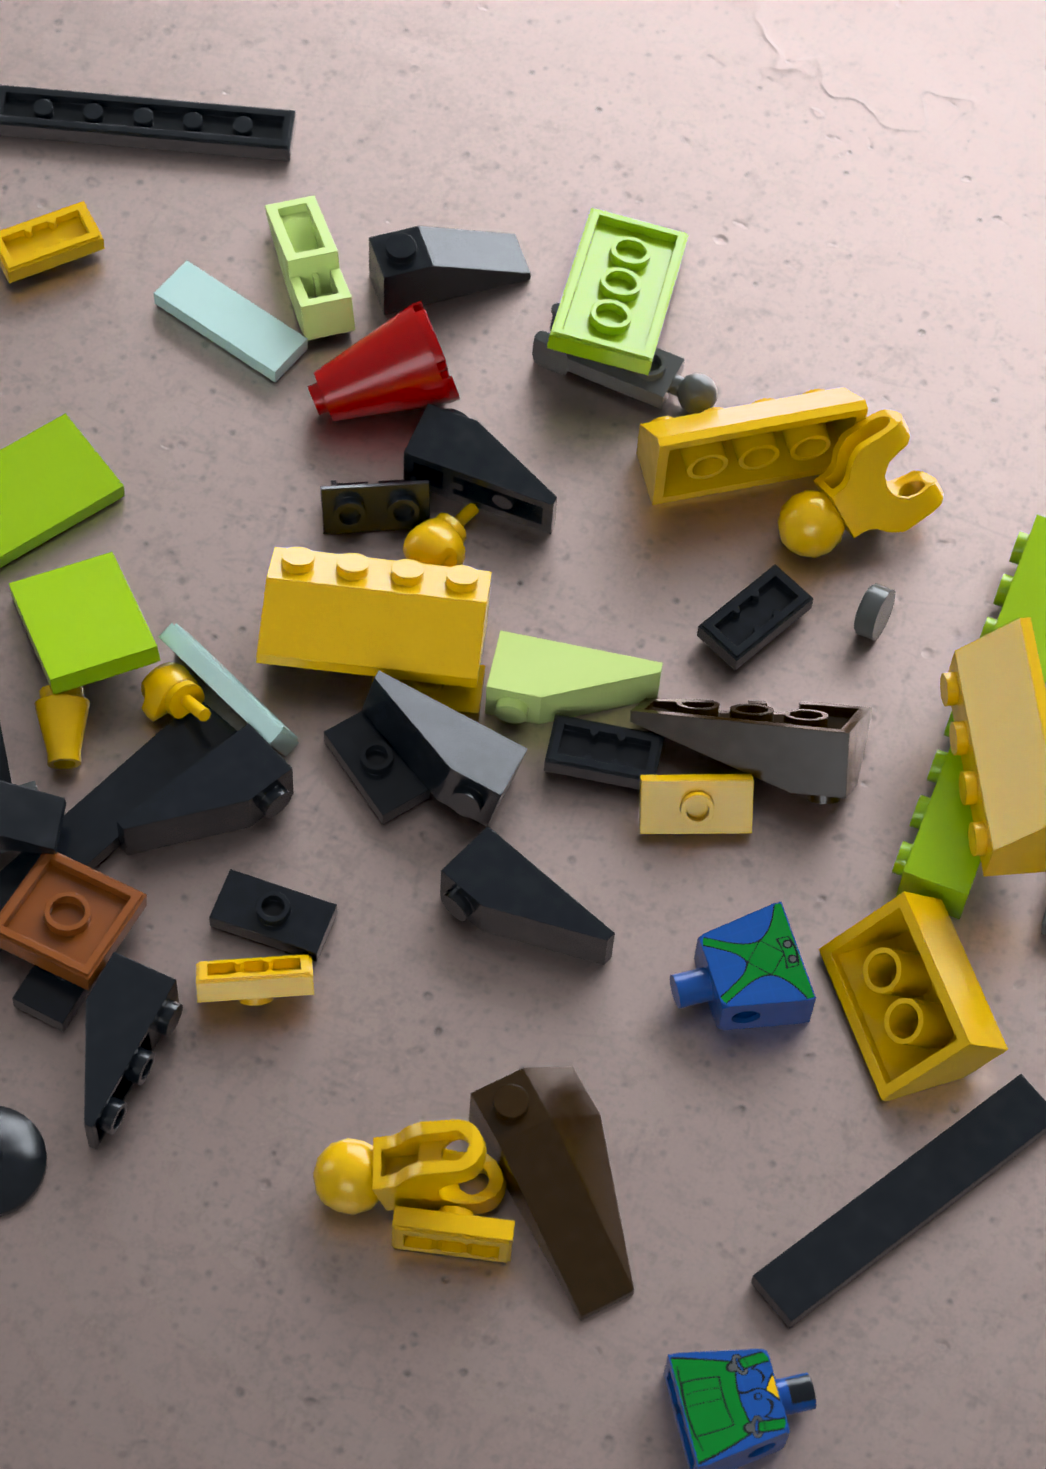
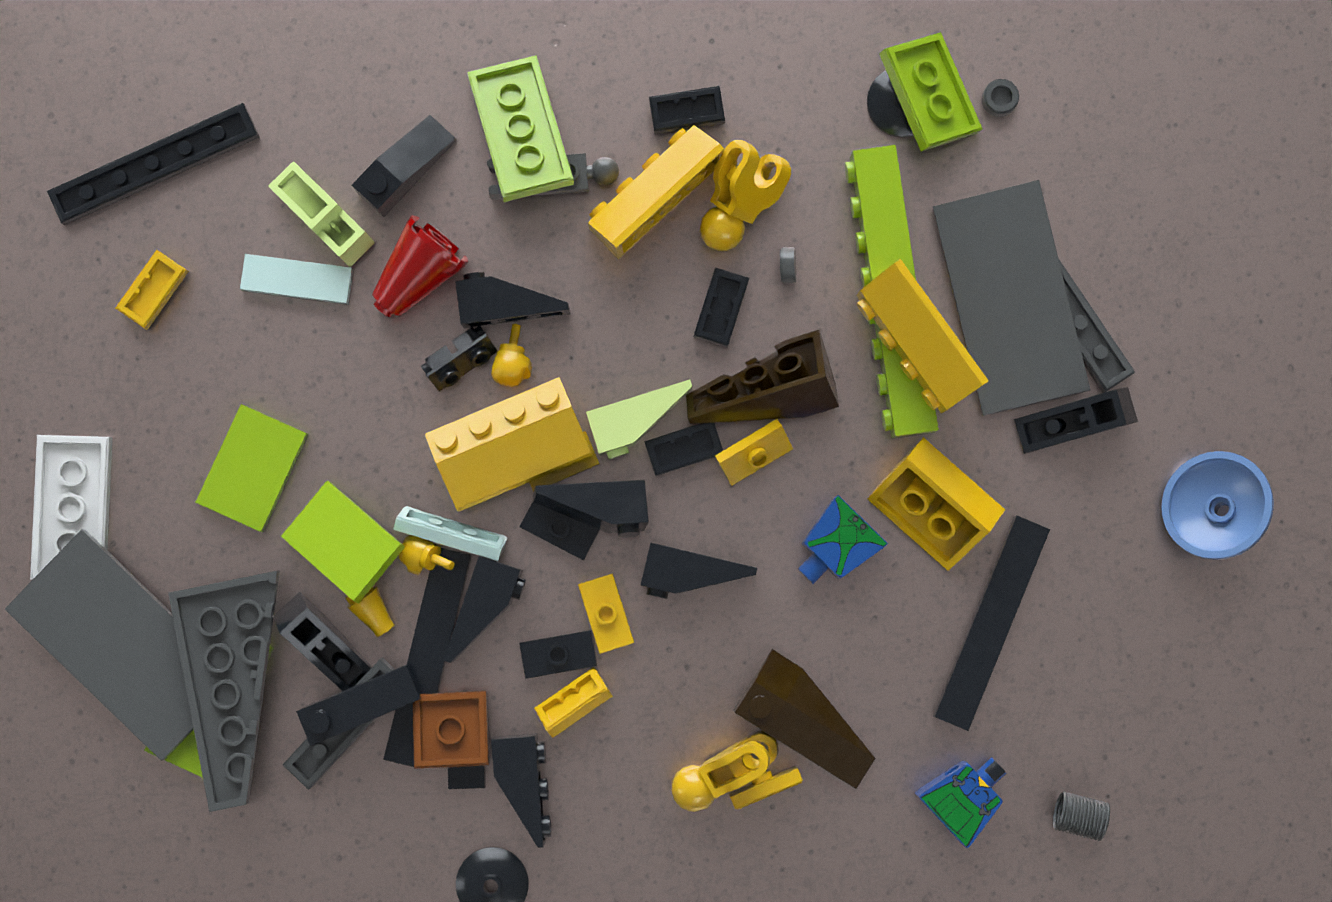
camera: 25 degrees left, 25 degrees up
(370, 900) = (606, 613): none -> yellow plate
(830, 369) = (687, 108): none -> black plate

